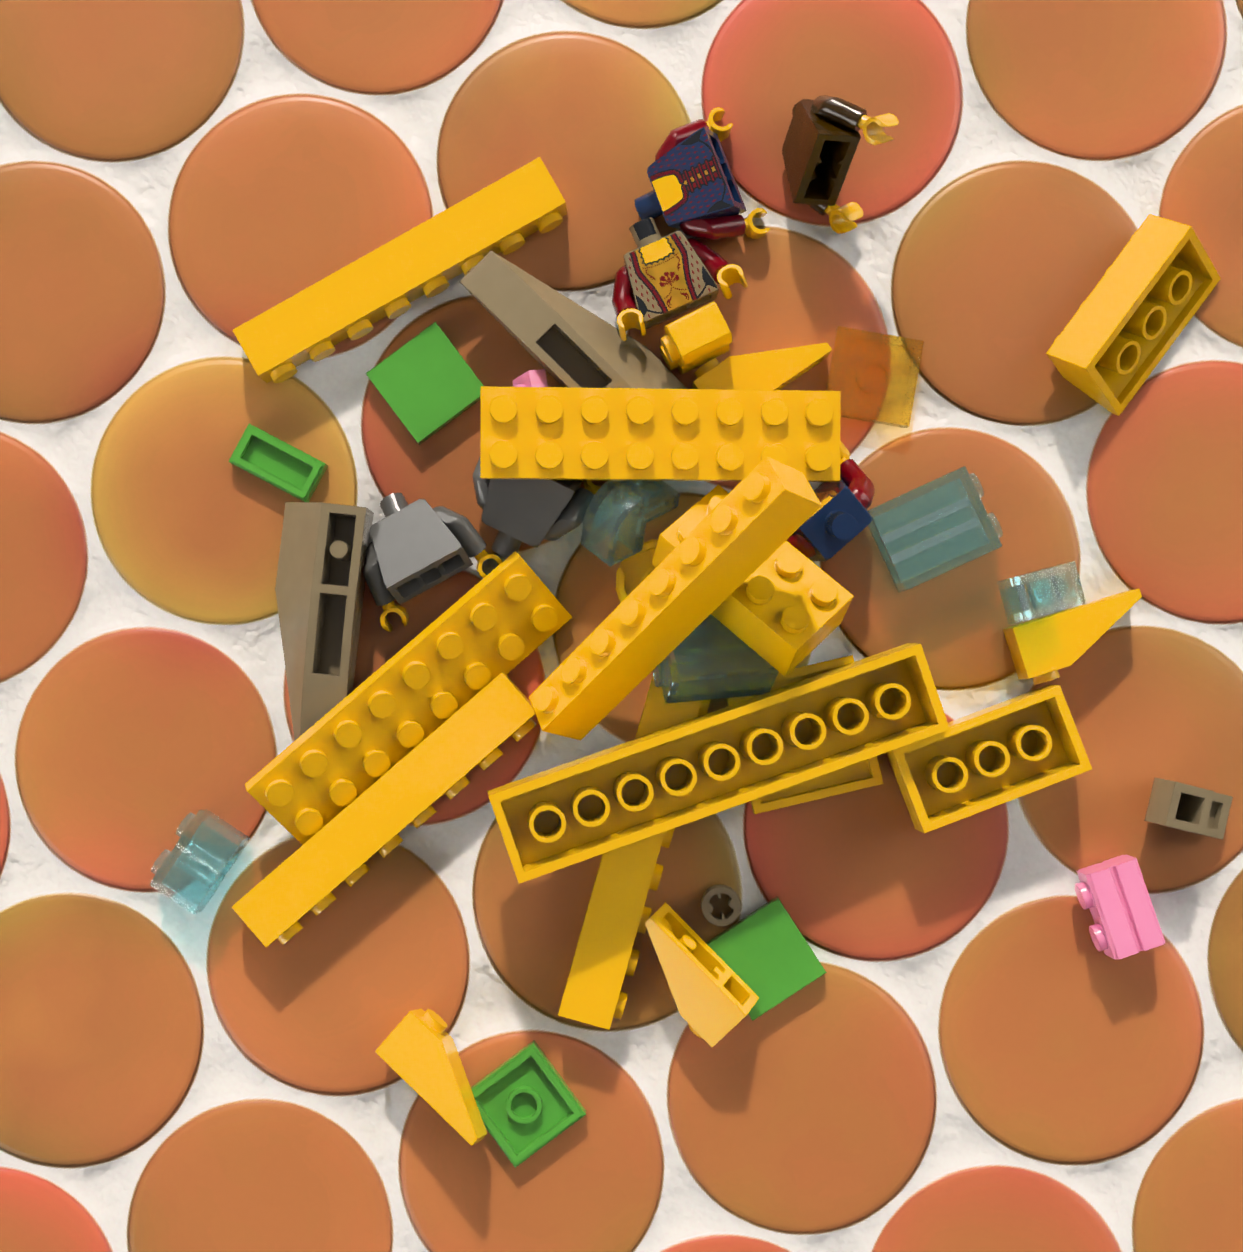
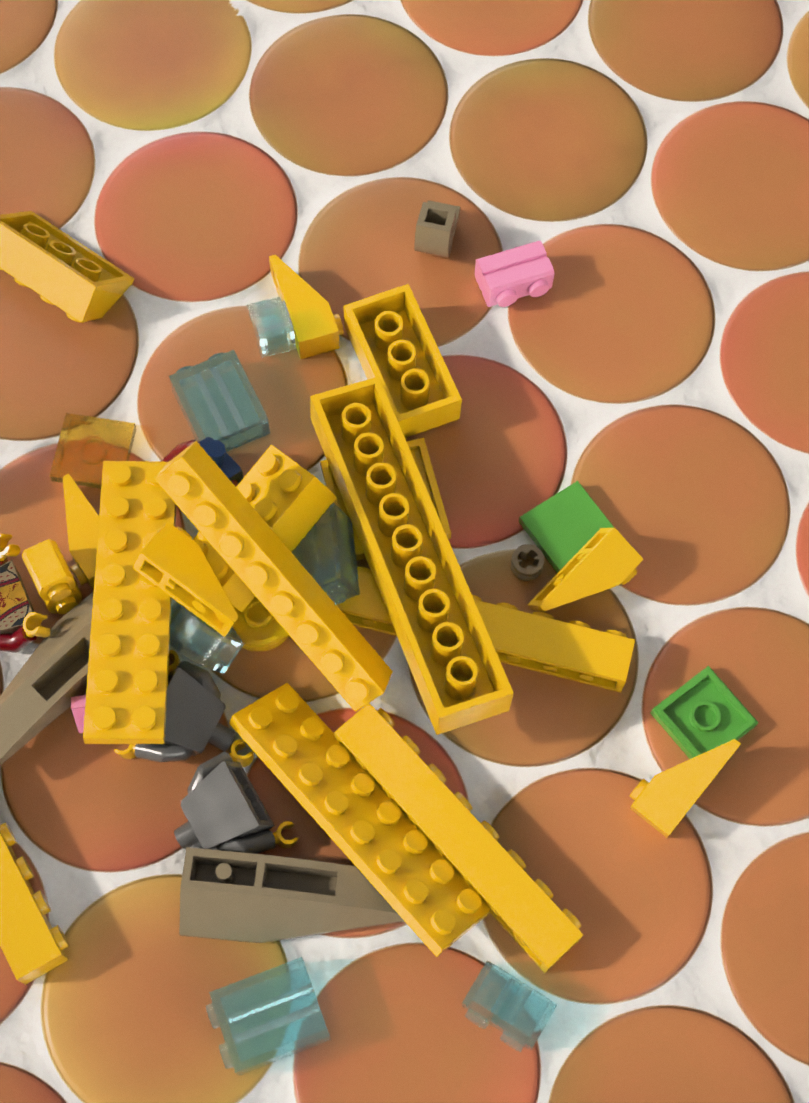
camera: 90 degrees left, 20 degrees down
(193, 600) = (267, 1017): none -> clear light blue brick
(278, 463) = (143, 945): bright green tile -> none
(426, 383) = (77, 811): bright green tile -> none
(681, 494) = (183, 572): none -> yellow slope

